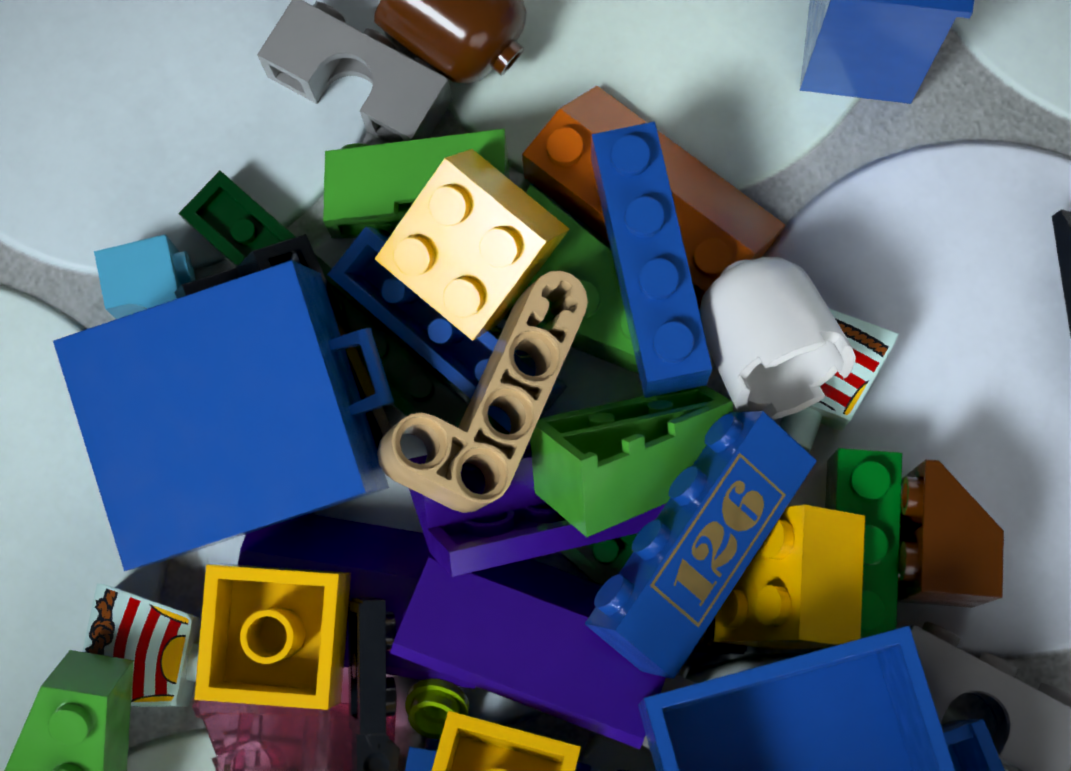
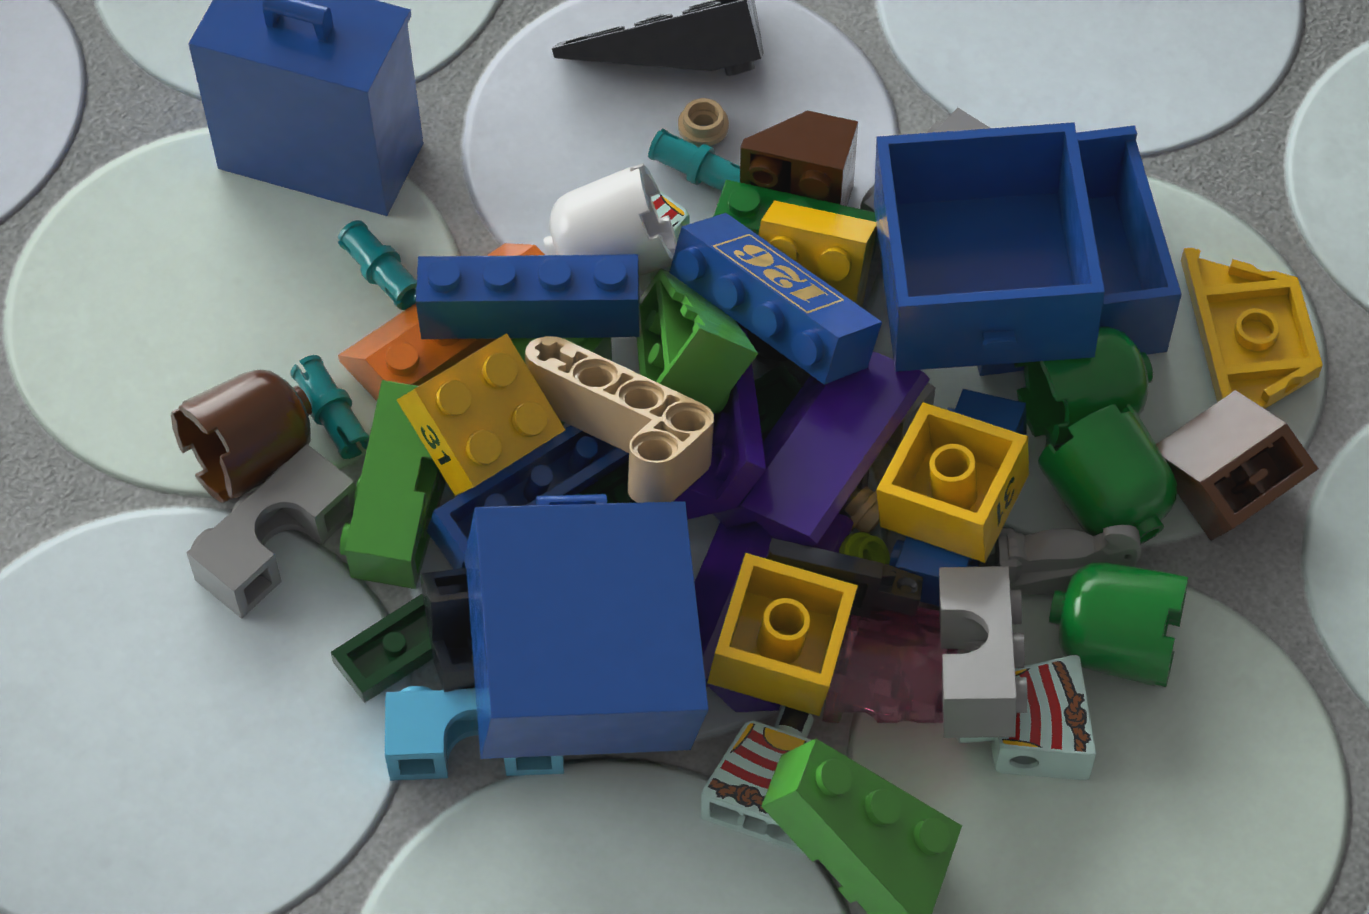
camera: 85 degrees left, 20 degrees down
(500, 709) = (864, 510): none -> tan plate
(525, 91) = (330, 406): none -> teal pin
(719, 97) = (379, 263): none -> teal pin
(947, 413) = (696, 162): none -> teal pin
(1025, 402) = (703, 112): none -> tan plate

